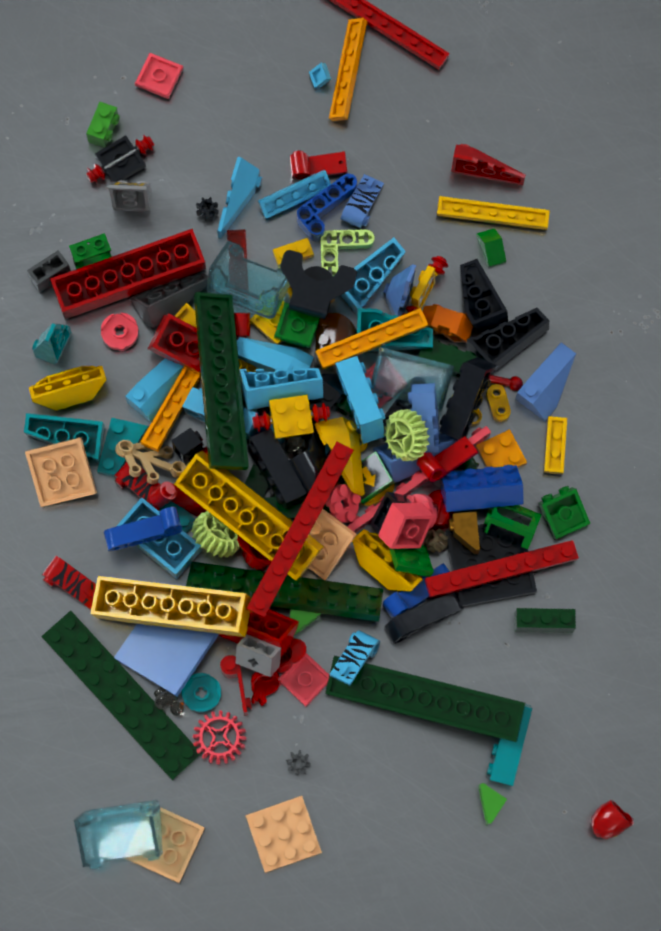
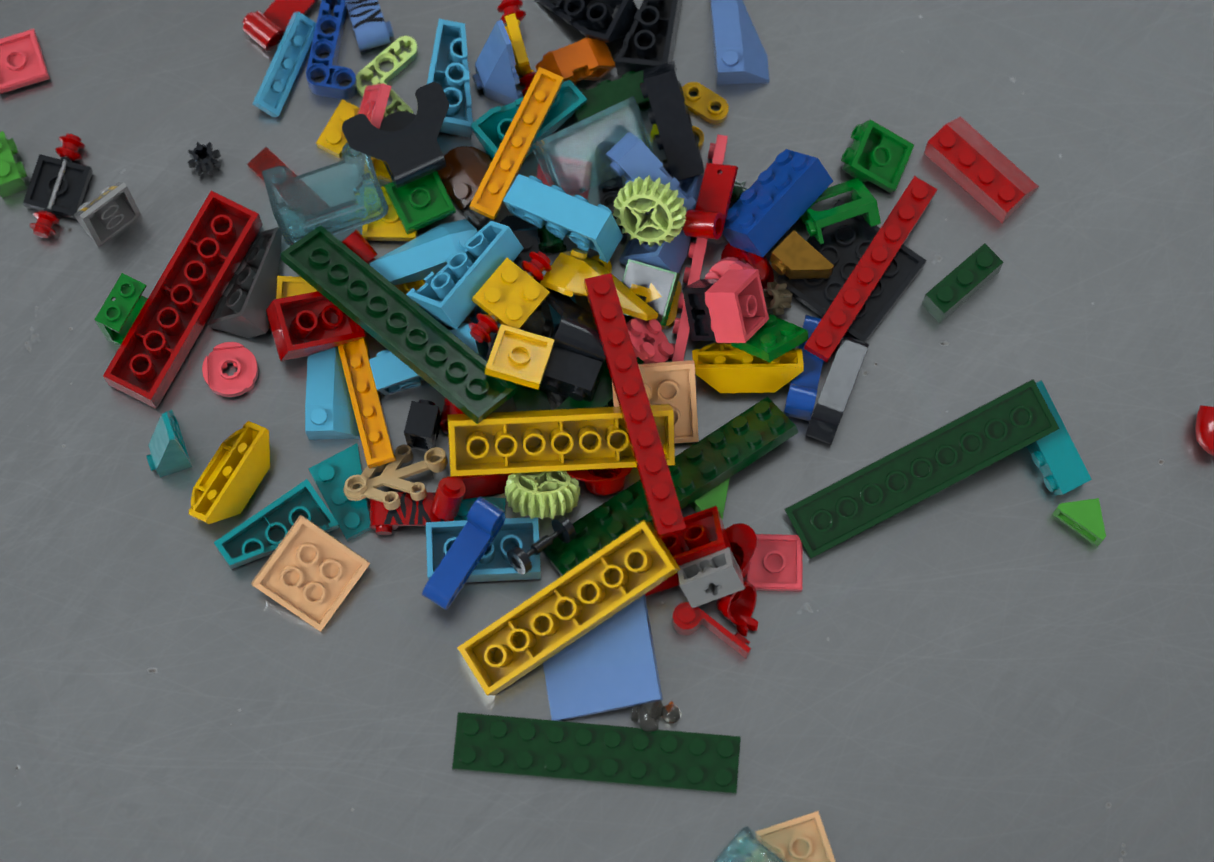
camera: 40 degrees left, 0 degrees up
(48, 268) = (91, 363): dark grey brick -> none
(70, 580) = (428, 680): red door -> none
(208, 562) = (562, 529): none -> black wheel
(210, 700) = (697, 672): teal plate -> none
(225, 729) = (731, 705): coral gear -> none
(244, 184) = (224, 107): medium azure wedge -> none
(264, 452) = (519, 356): none -> yellow plate
(283, 834) = (904, 743): light nougat plate -> none
(294, 758) = (850, 662): dark grey gear -> none
(315, 255) = (375, 102): none -> coral tile
(354, 656) = (808, 491): medium azure door -> none
(501, 451) = (755, 149): light orange plate -> none
(514, 383) = (700, 69): red bar -> none
(555, 445) = (803, 96): yellow plate -> none
(616, 567) = (980, 168): none -> red slope

